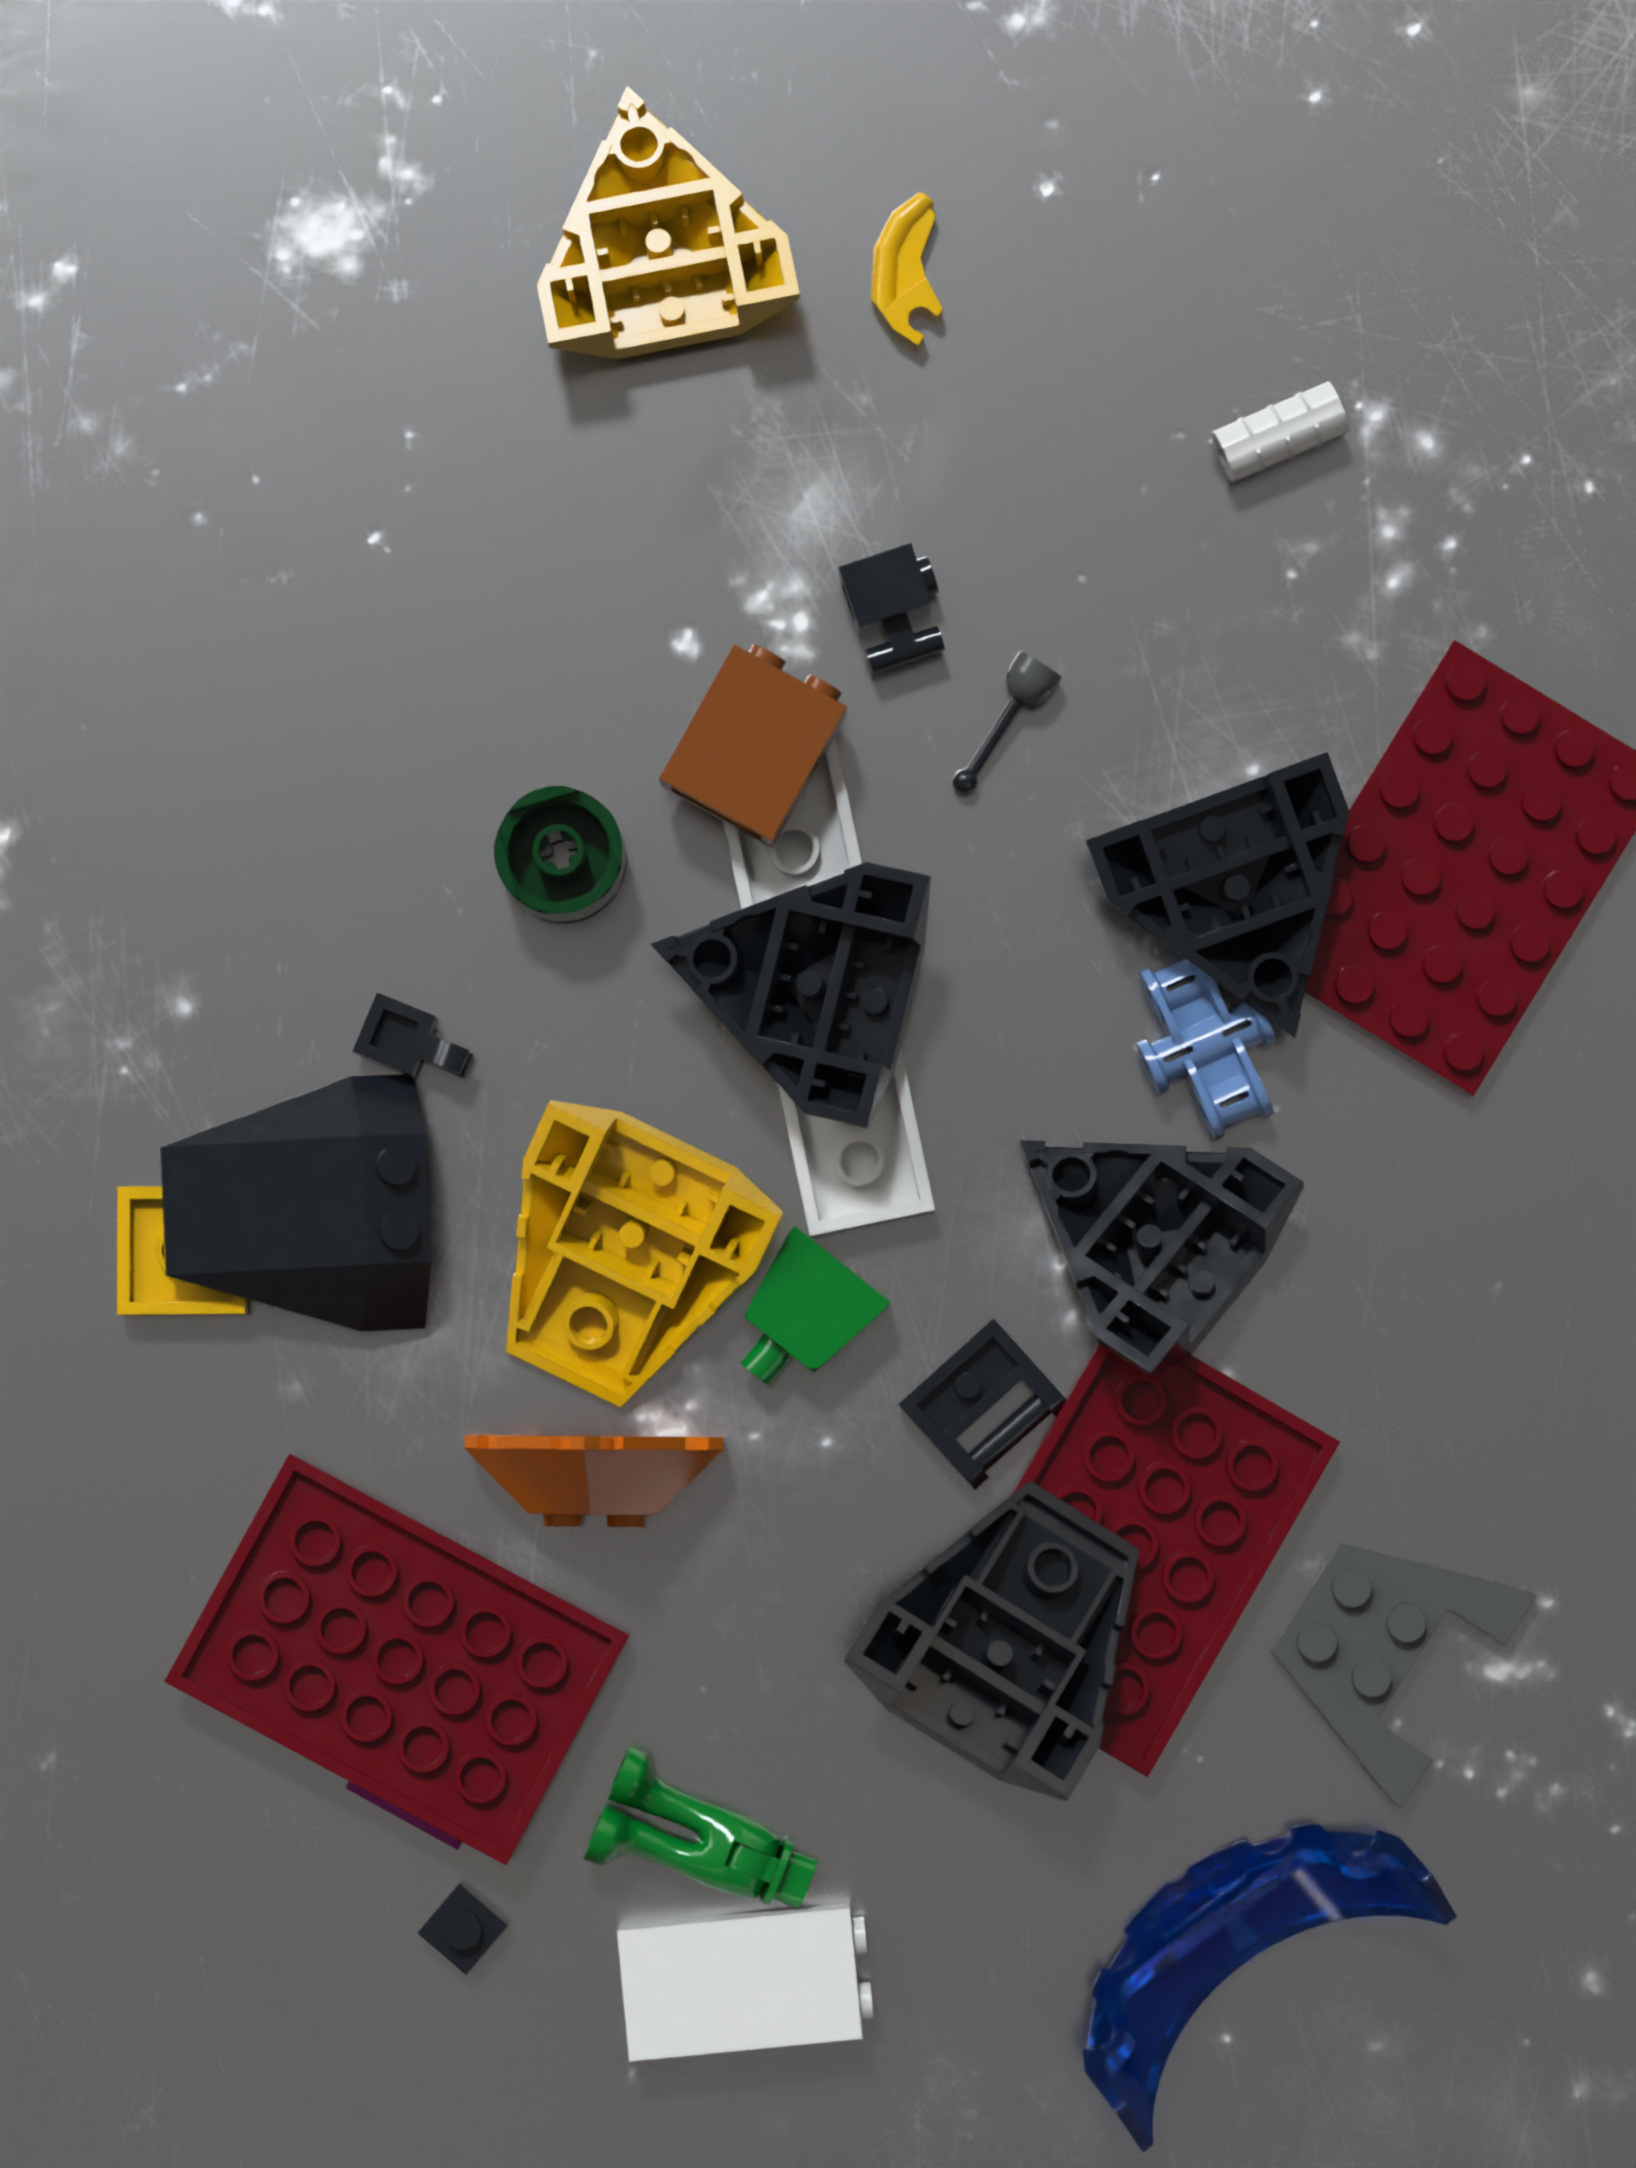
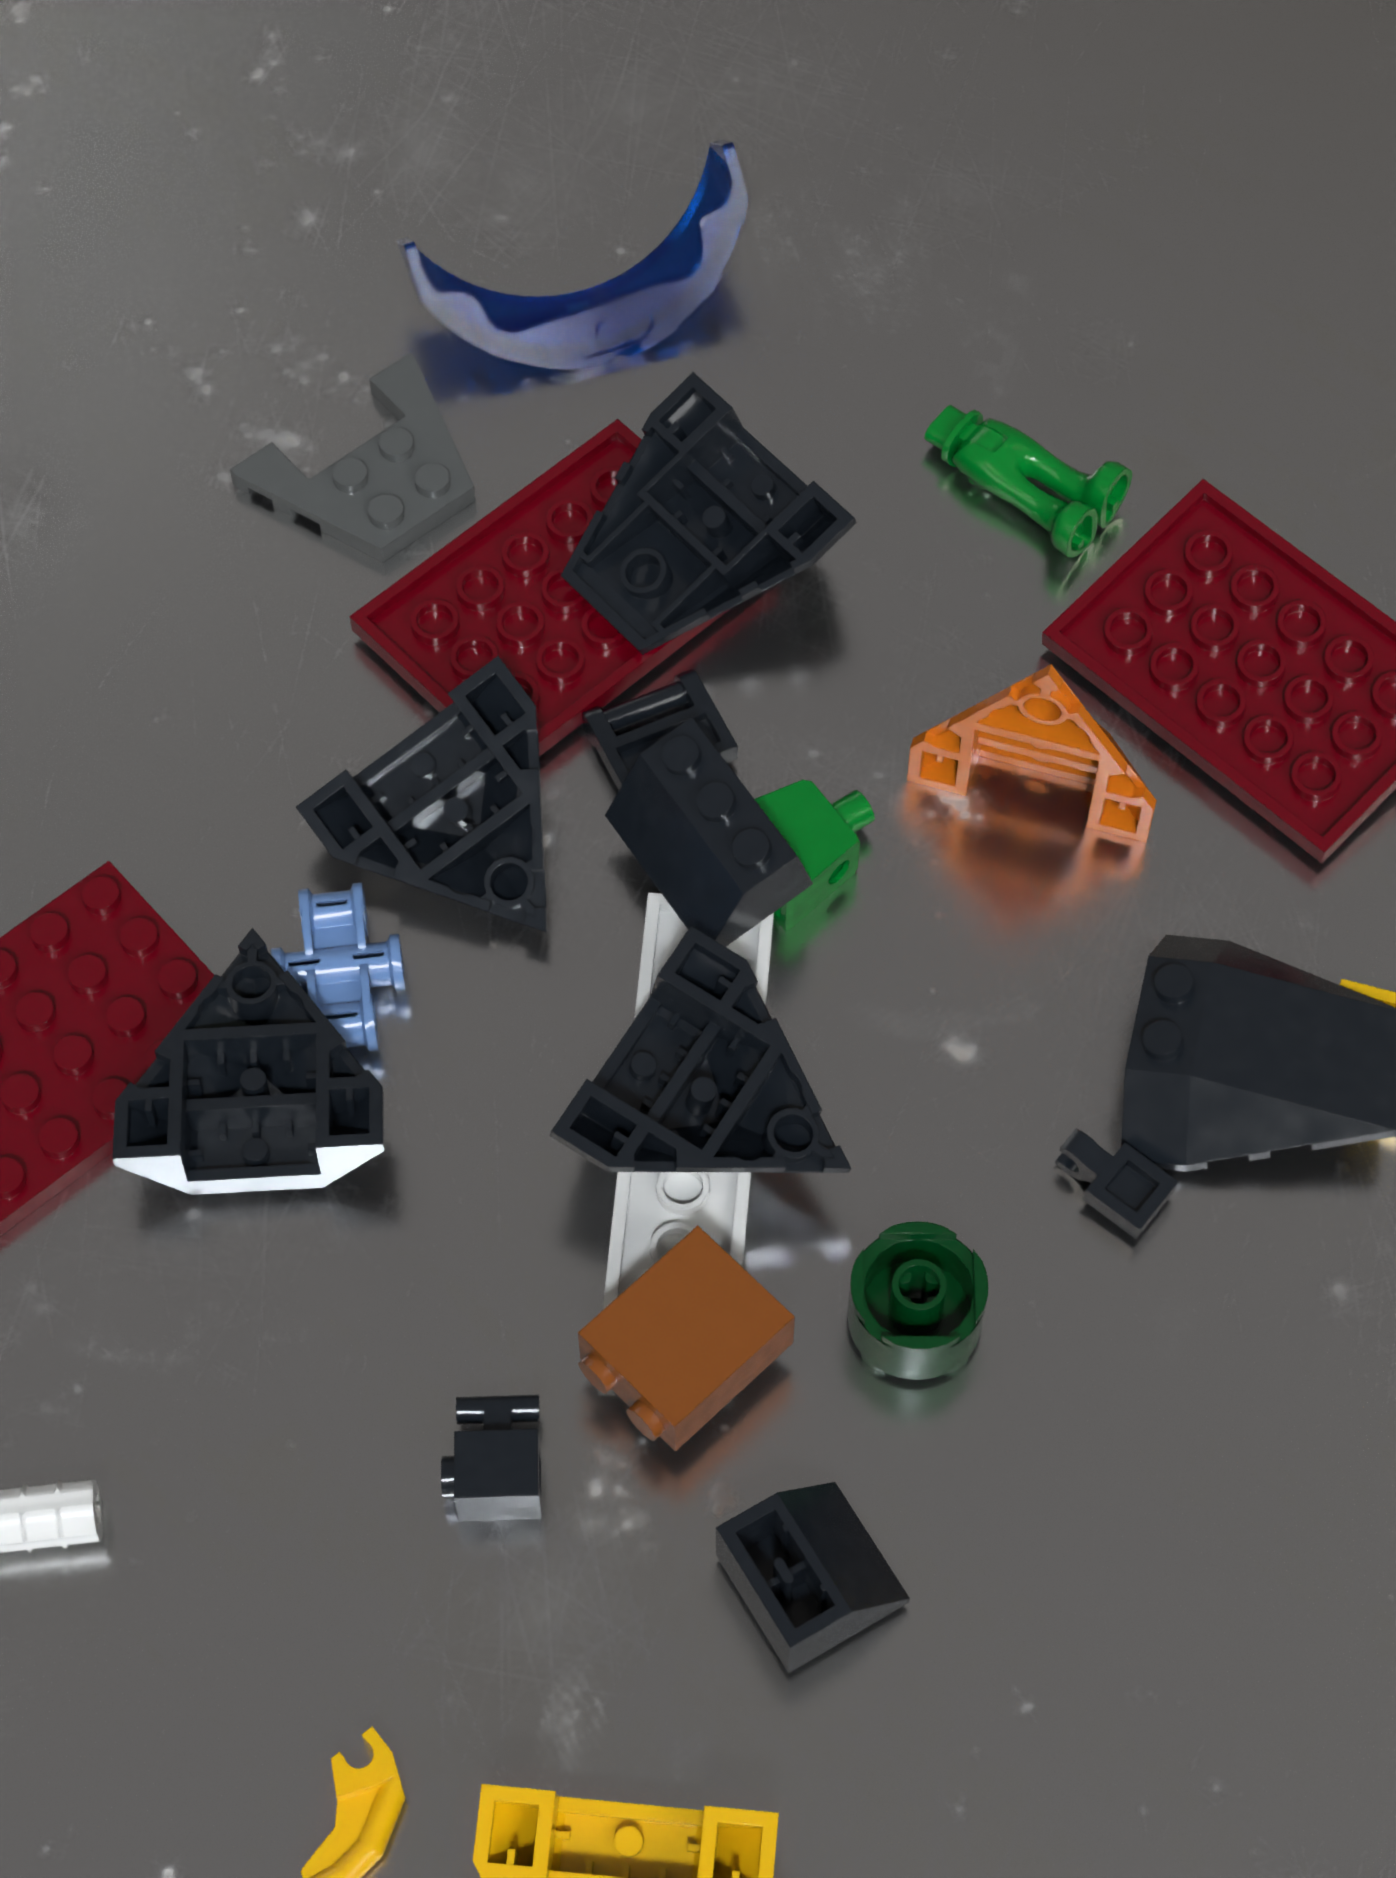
camera: 165 degrees left, 25 degrees down
(463, 1928) = (1250, 469): black plate -> none
(585, 581) = (807, 1571): none -> black slope
(624, 1247) = (946, 939): yellow wedge -> none
(743, 1981) = (1017, 364): white brick -> none
(887, 1261) = (704, 837): none -> black slope
(1028, 683) = (383, 1346): hinge -> none

